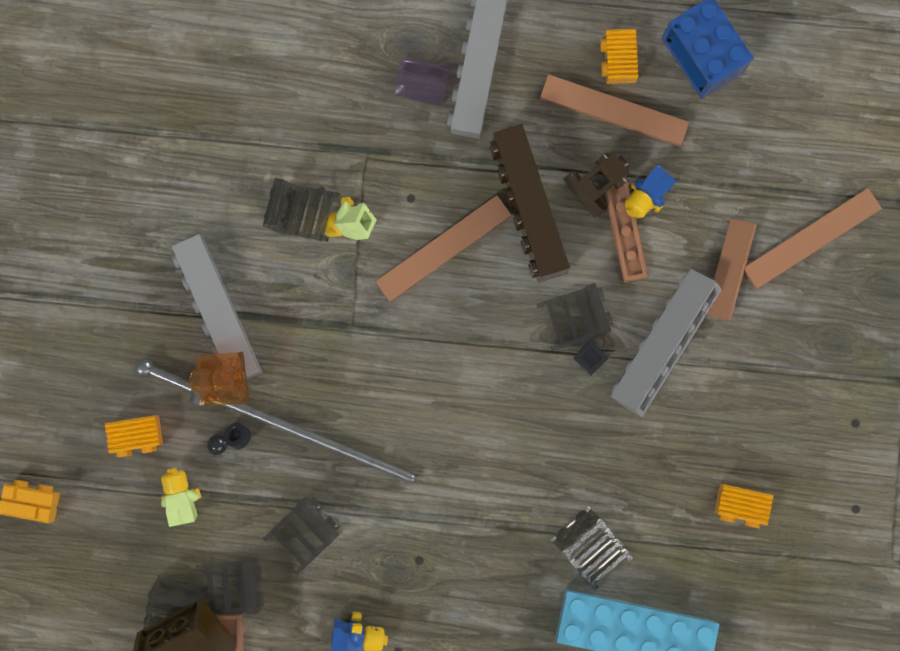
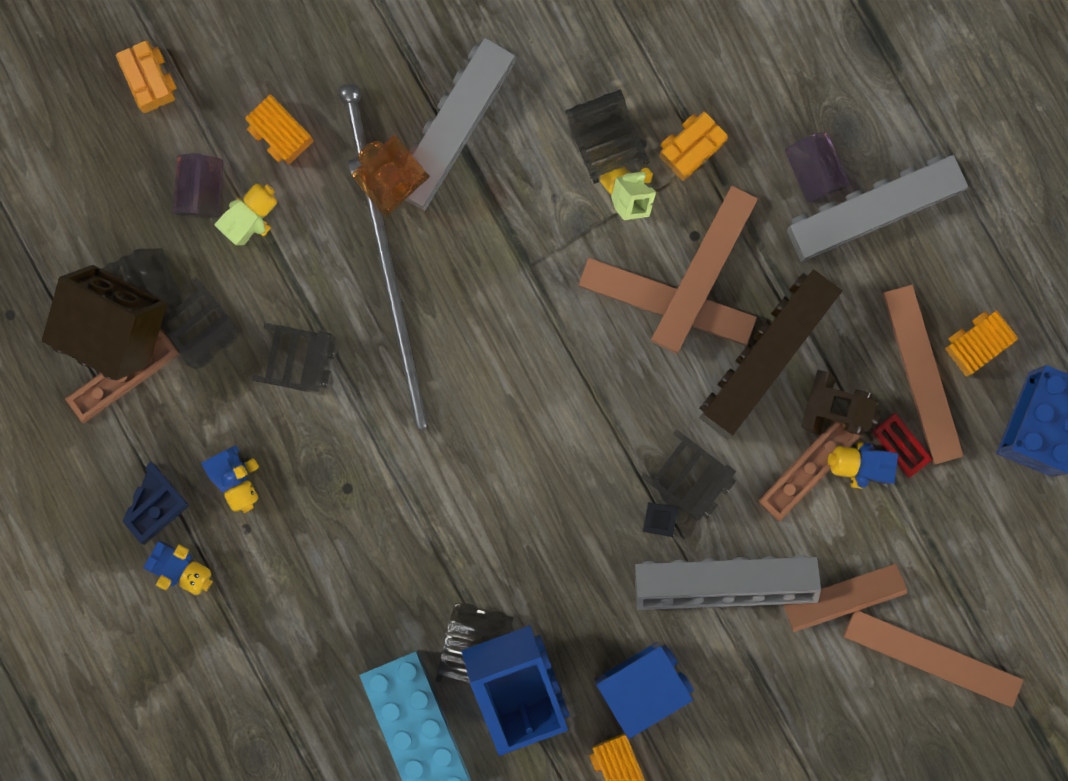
camera: 55 degrees right, 0 degrees up
(132, 519) = (197, 185): none -> panel
(218, 444) = (344, 228): black plate -> none
(348, 156) = (693, 145): none -> light orange brick
(439, 208) = (704, 270): none -> nougat tile
(642, 539) = (516, 689): none -> blue container
(656, 148) = (910, 437): none -> red tile
(702, 449) = (644, 689): none -> blue container

